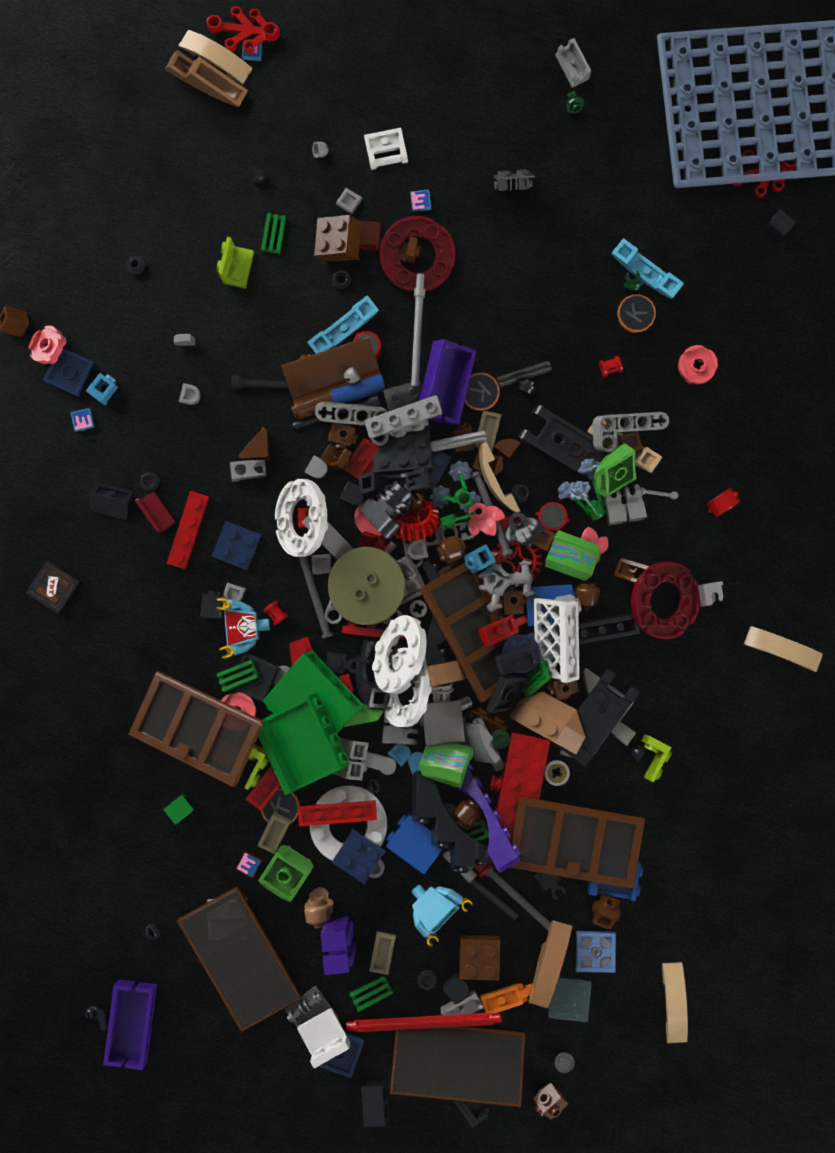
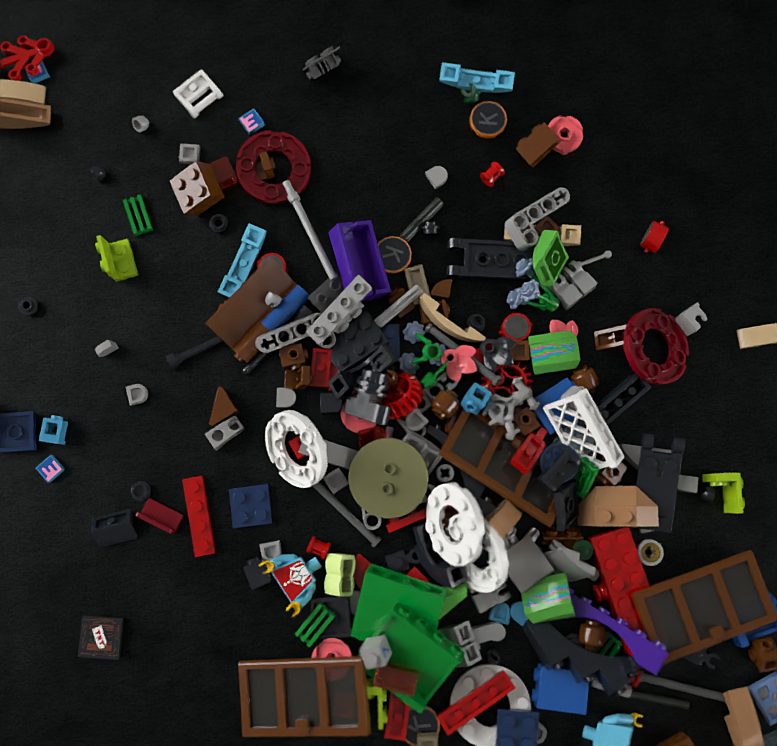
camera: 30 degrees left, 5 degrees down
(275, 723) = (375, 652): none -> light grey brick
(281, 754) = (397, 678): none -> clear red panel
(282, 643) = (339, 575): none -> yellowish green brick
(560, 341) = (437, 176): none -> light grey tile
(666, 361) = (537, 144): none -> reddish brown brick

